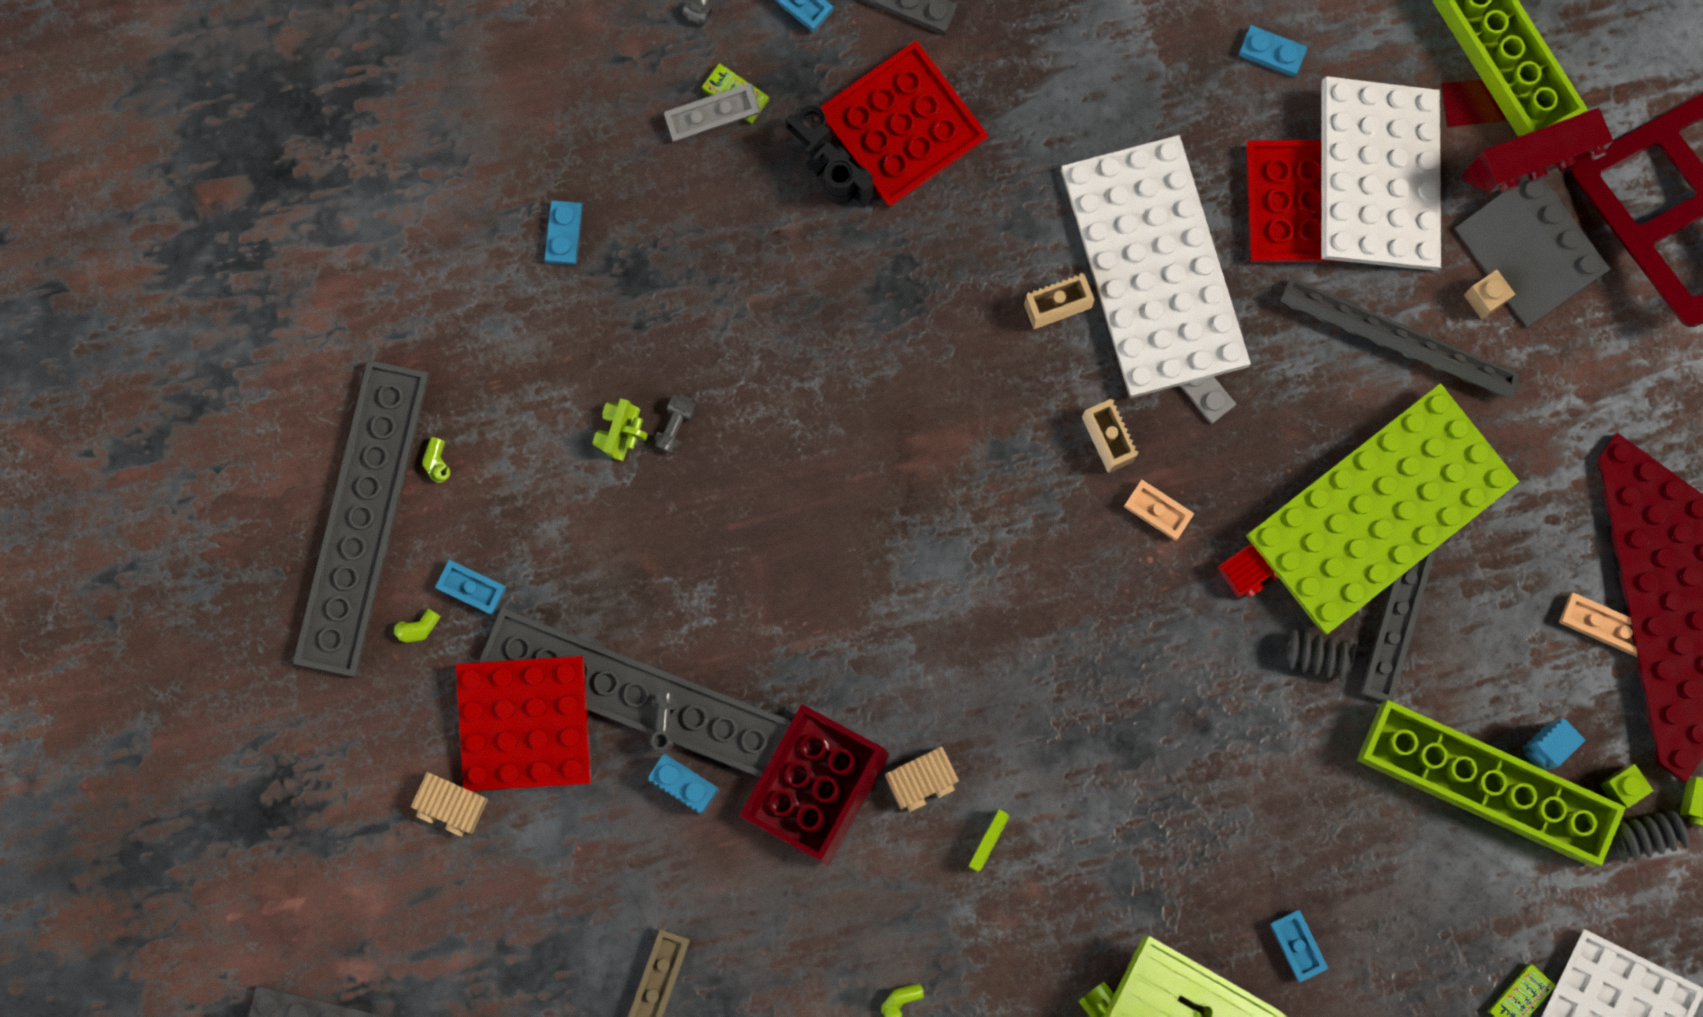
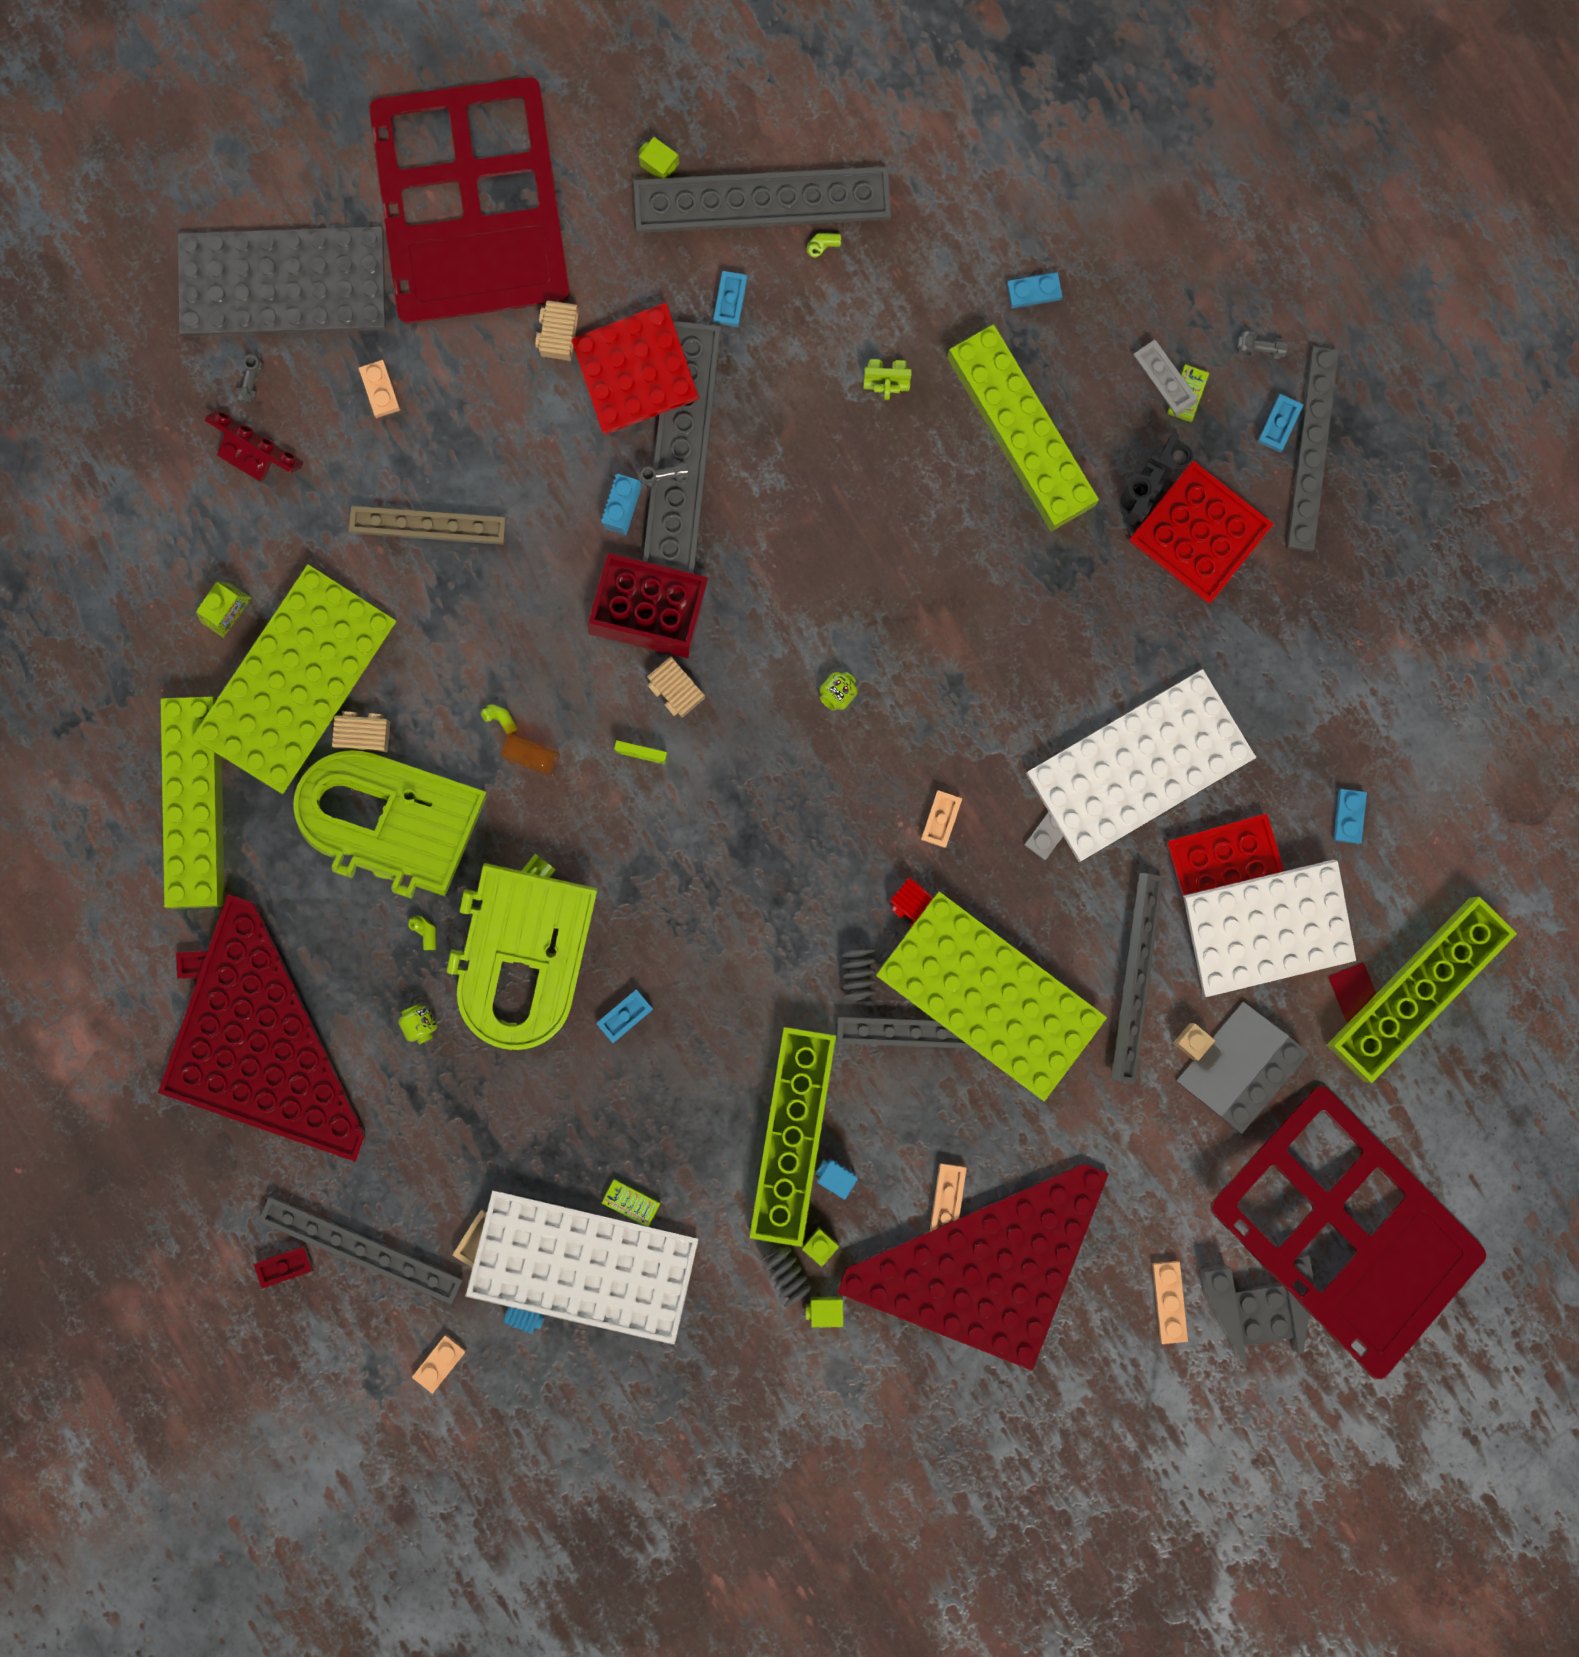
camera: 70 degrees right, 5 degrees up
(275, 627) = (658, 159): none -> lime brick
(330, 882) = (479, 259): none -> dark red door
(416, 630) = (686, 269): lime arm -> none
(681, 408) = (917, 421): dark grey bar -> none
(724, 290) = (1022, 427): none -> lime brick
(957, 975) = (530, 755): none -> clear orange brick
(976, 587) = (838, 691): none -> lime head
(1058, 301) = (1088, 694): tan brick -> none
(1109, 435) = (989, 763): tan brick -> none
(1540, 152) = (1322, 1049): dark red slope -> none

